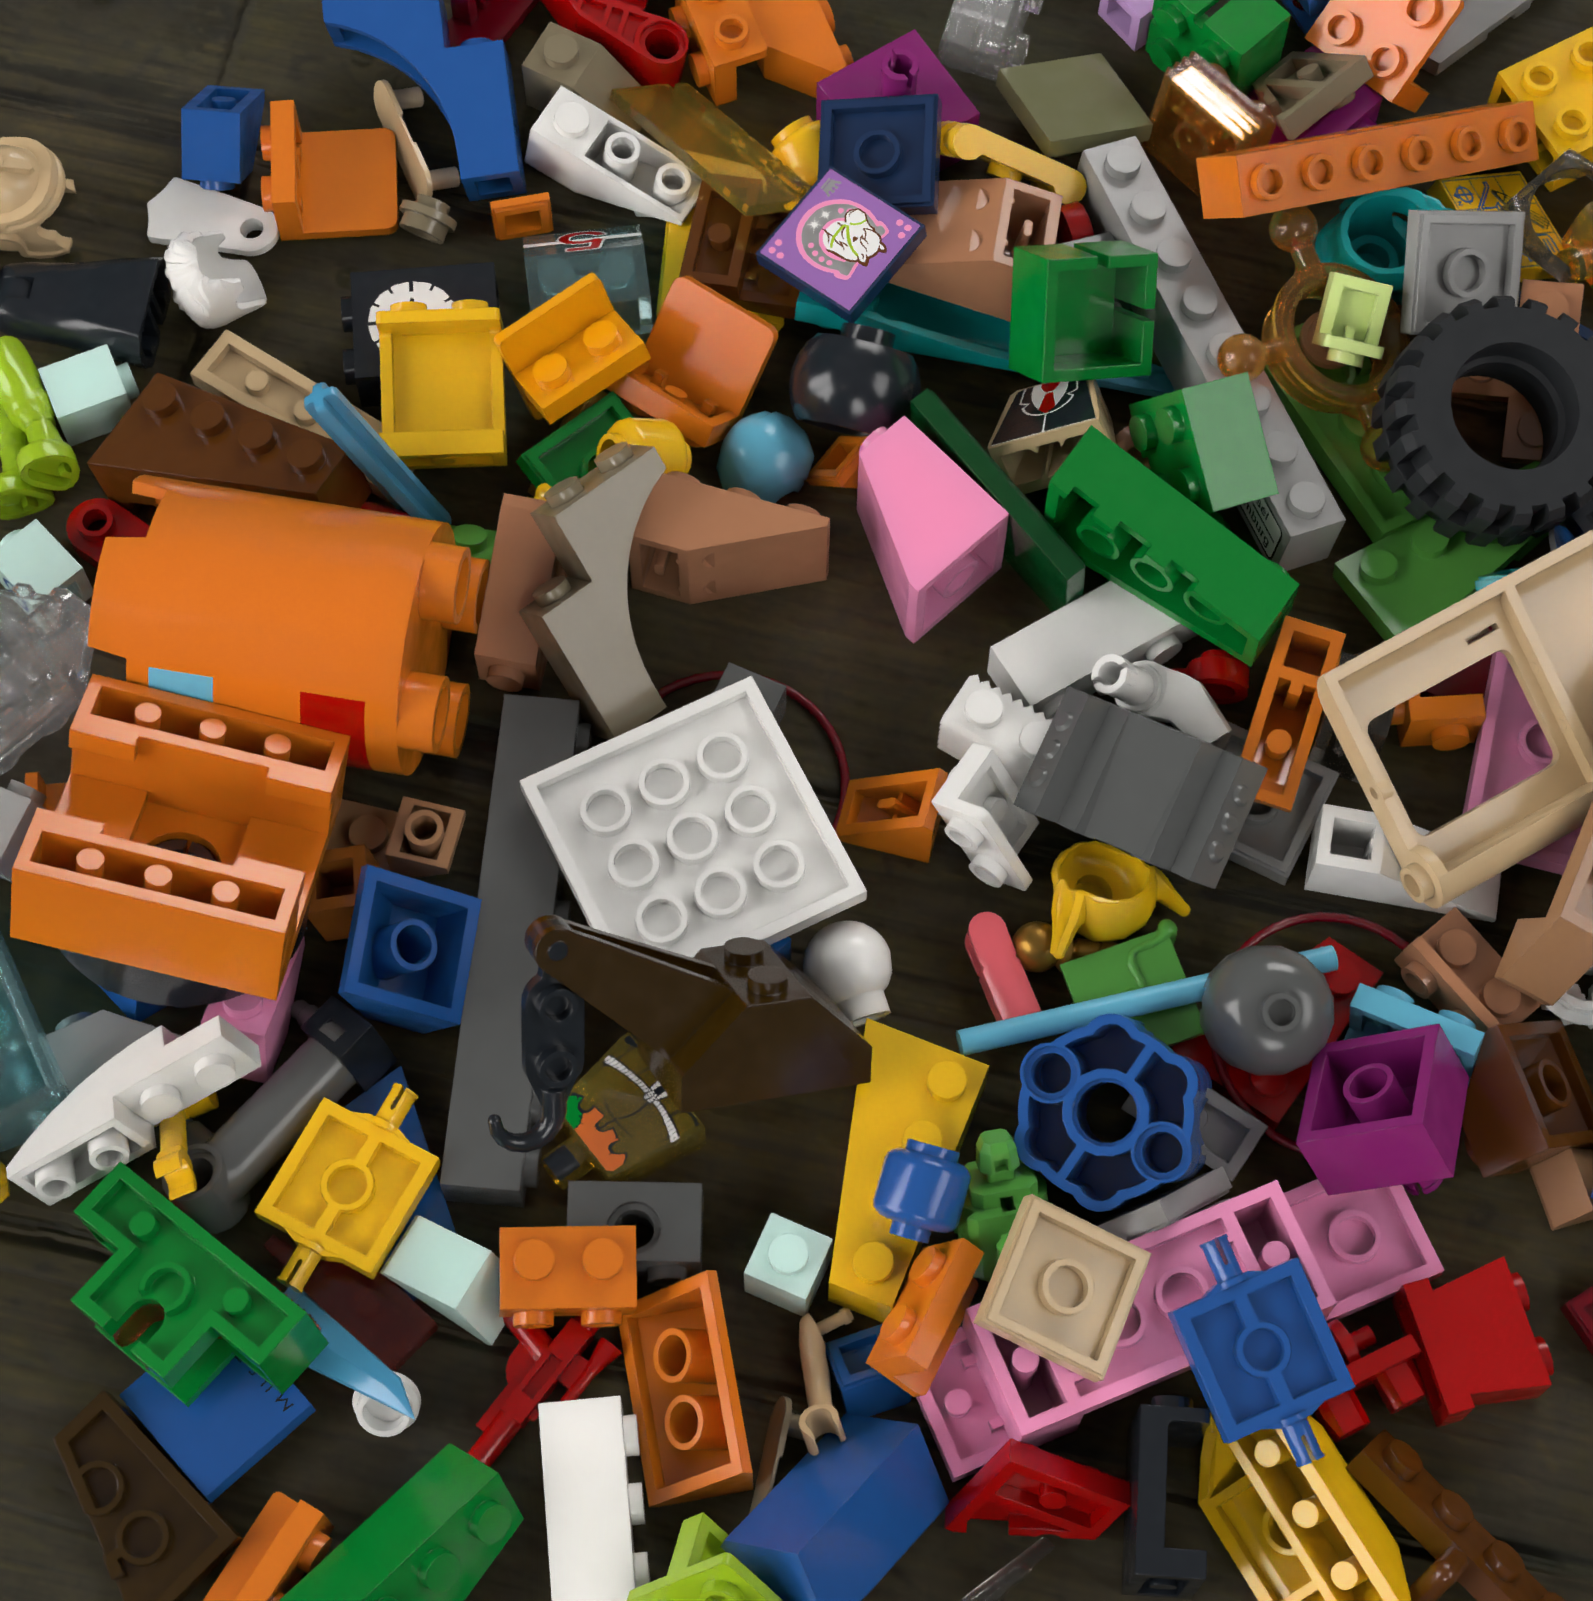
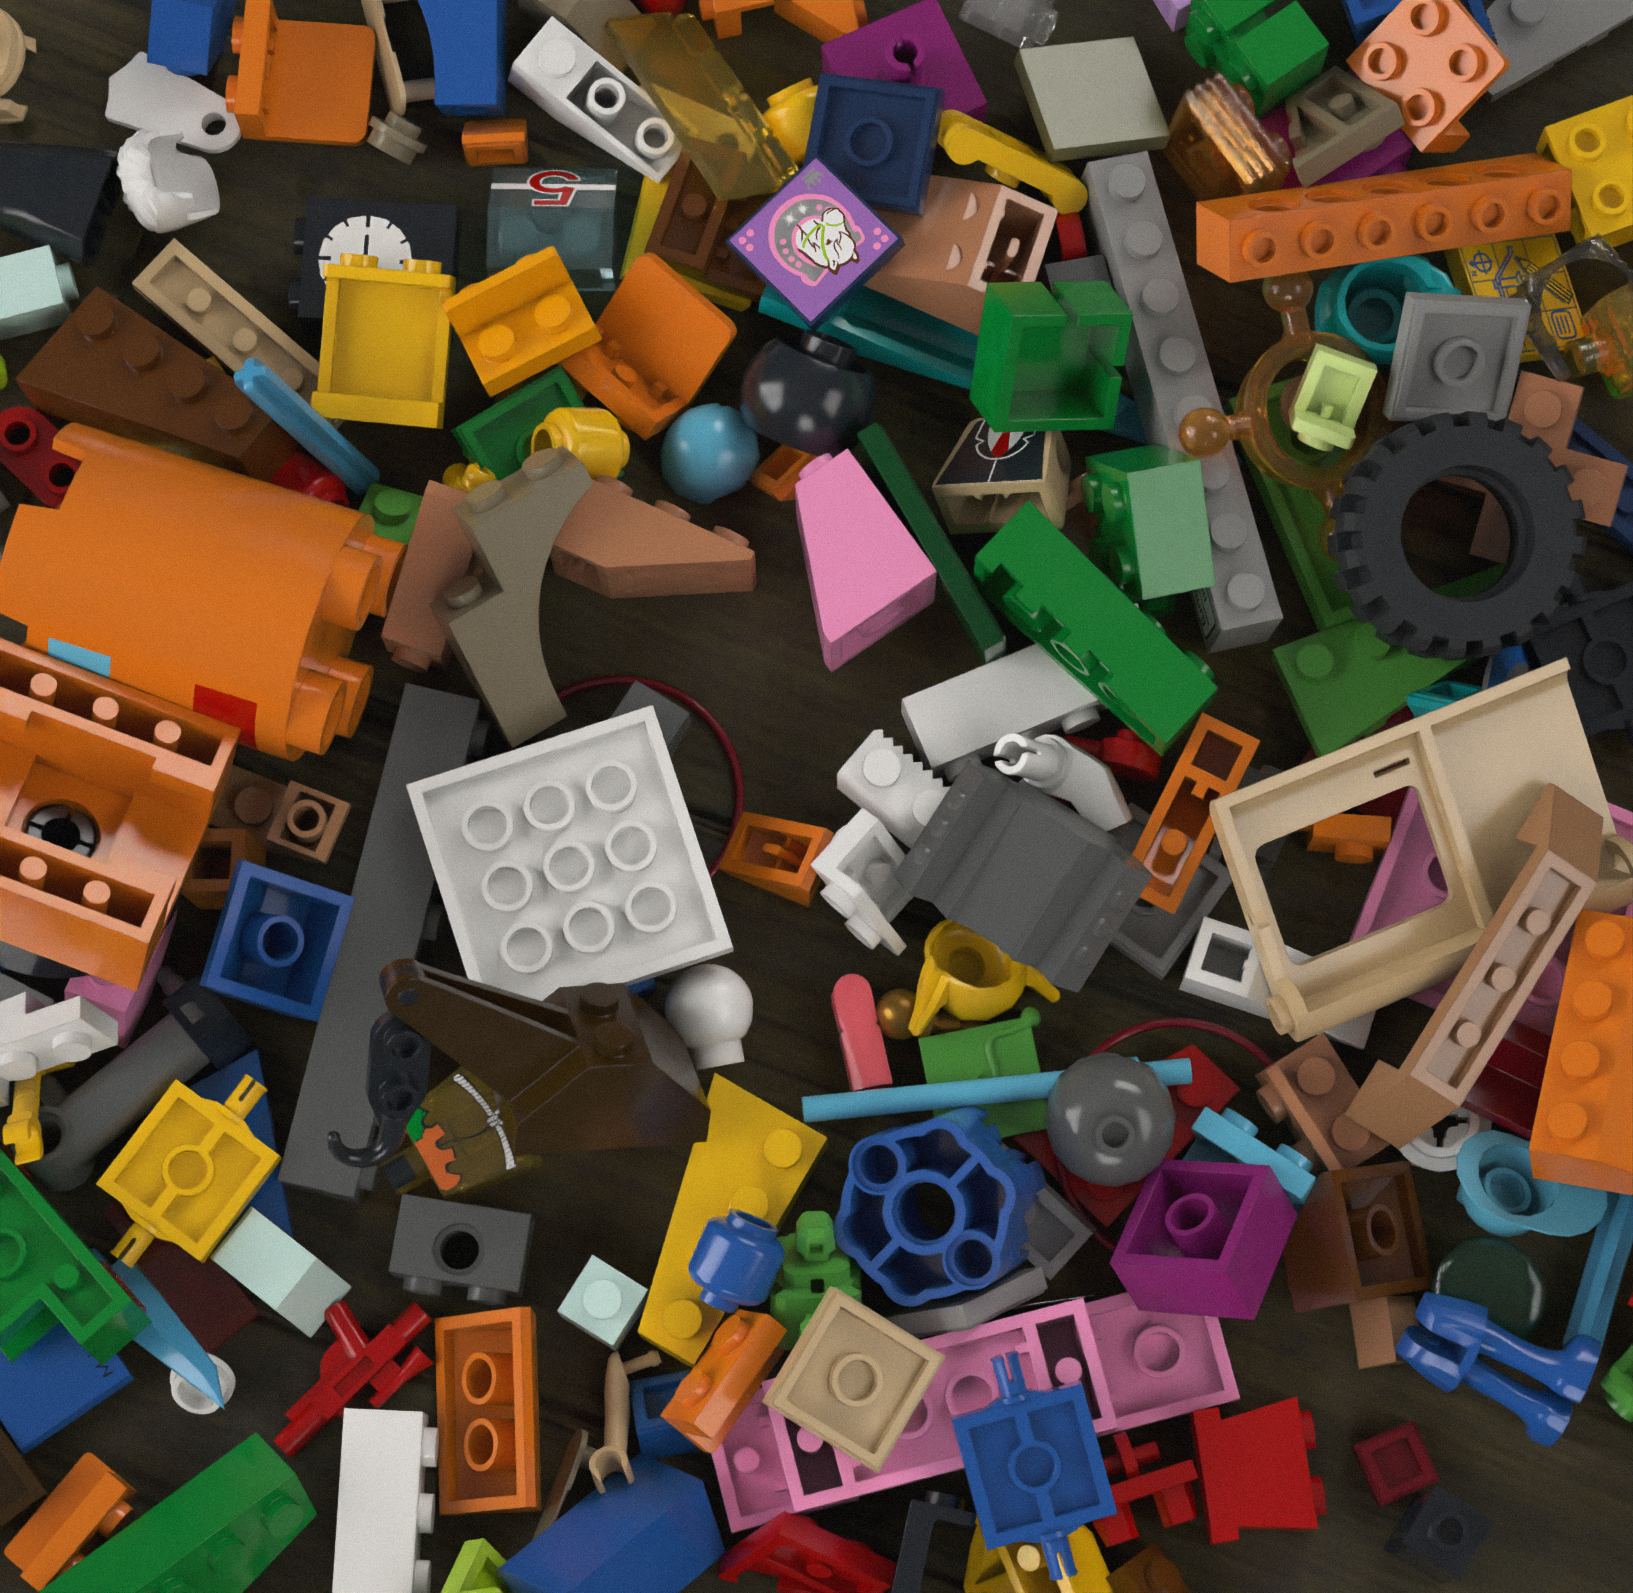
camera: 10 degrees right, 10 degrees up
(567, 1274) = (387, 1286): orange bracket -> none

